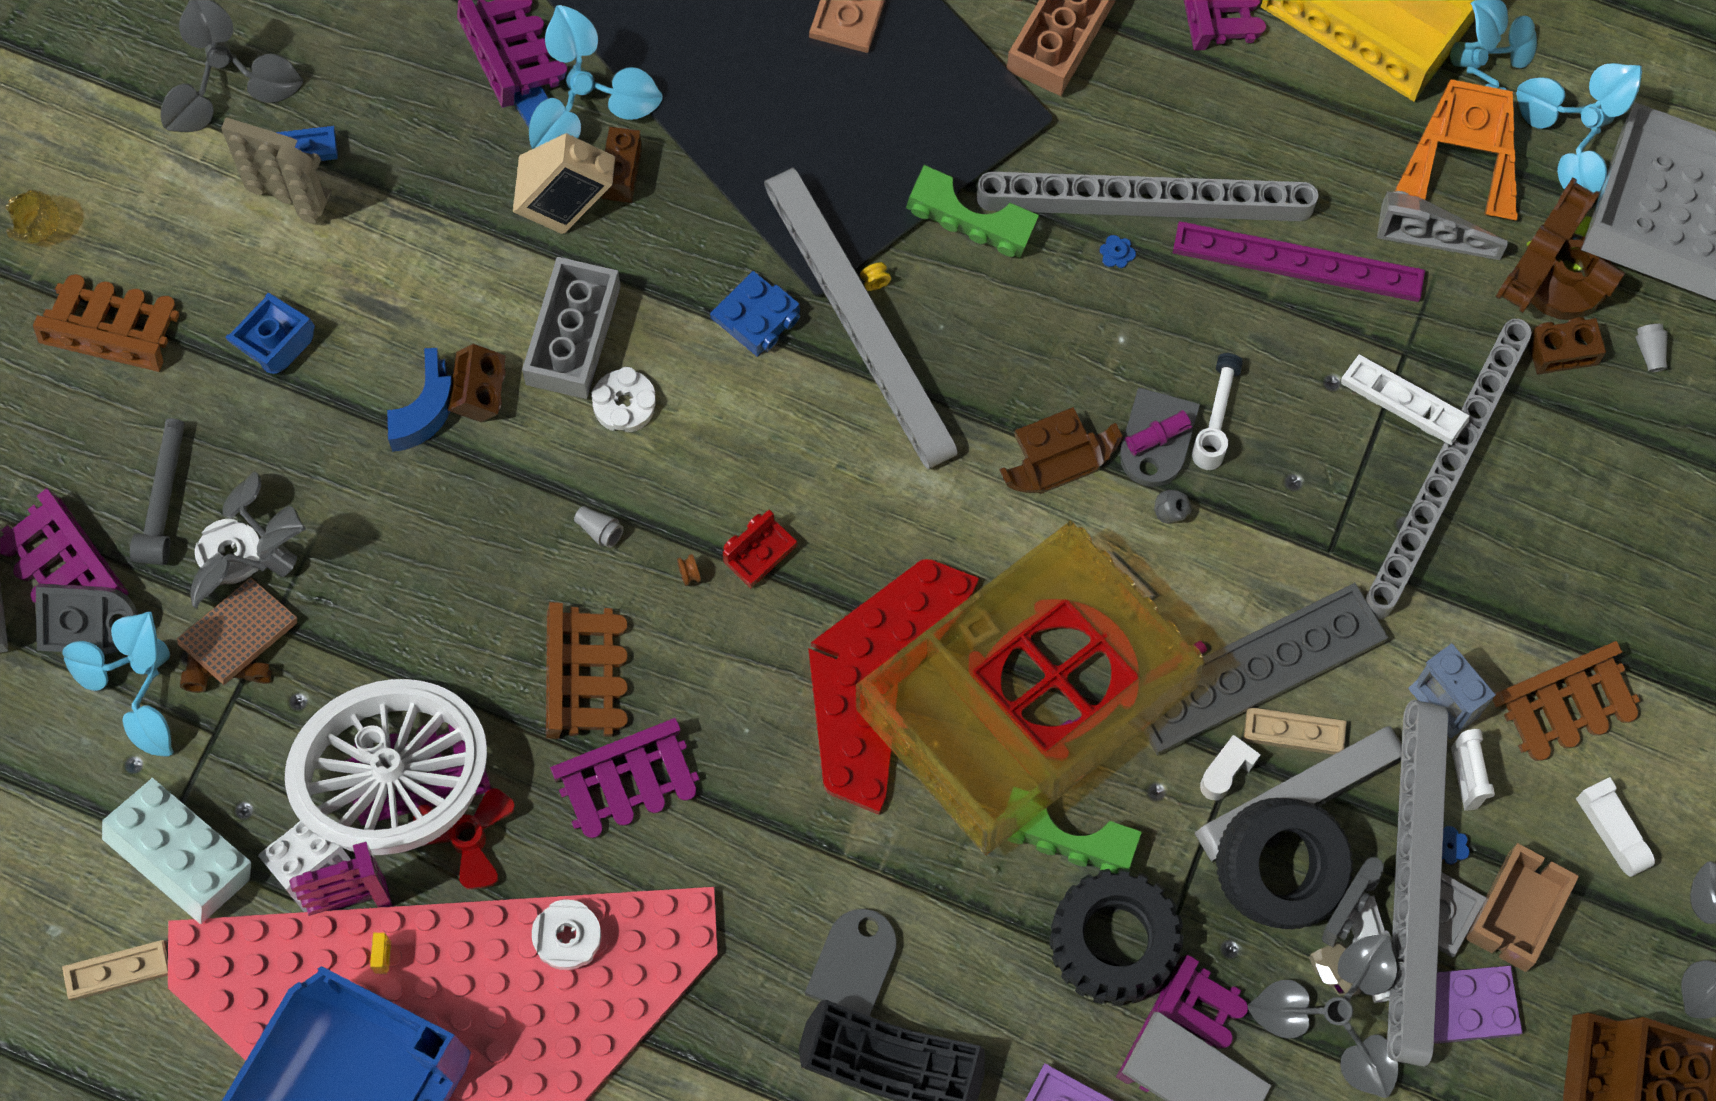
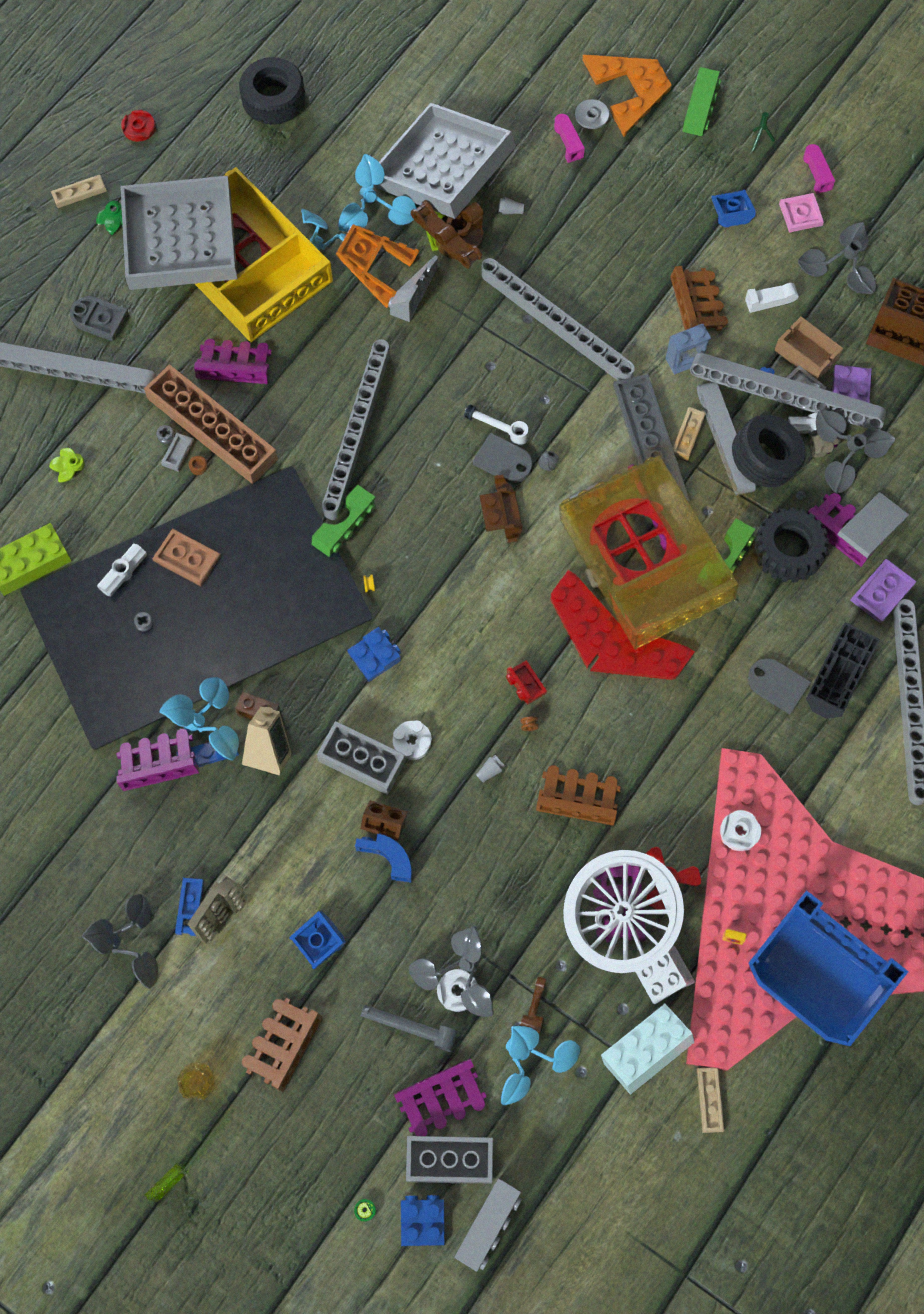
camera: 75 degrees left, 0 degrees up
(78, 614) = (485, 1085): dark grey tile -> none
(237, 631) = (512, 992): nougat tile -> none
(343, 884) = (693, 932): magenta fence -> none
(608, 776) = (636, 794): magenta fence -> none
(860, 318) = (393, 596): light grey beam -> none
(1112, 257) = (387, 457): blue plant -> none
(1158, 433) = (505, 455): magenta pin -> none
(1225, 766) = (703, 470): white leg -> none
(1298, 261) = (414, 364): magenta tile -> none
(1354, 899) = (807, 432): dark grey hinge -> none
(1405, 399) = (516, 328): white hinge -> none
(1471, 769) = (732, 351): white plate -> none
(1568, 352) = (500, 242): reddish brown brick -> none

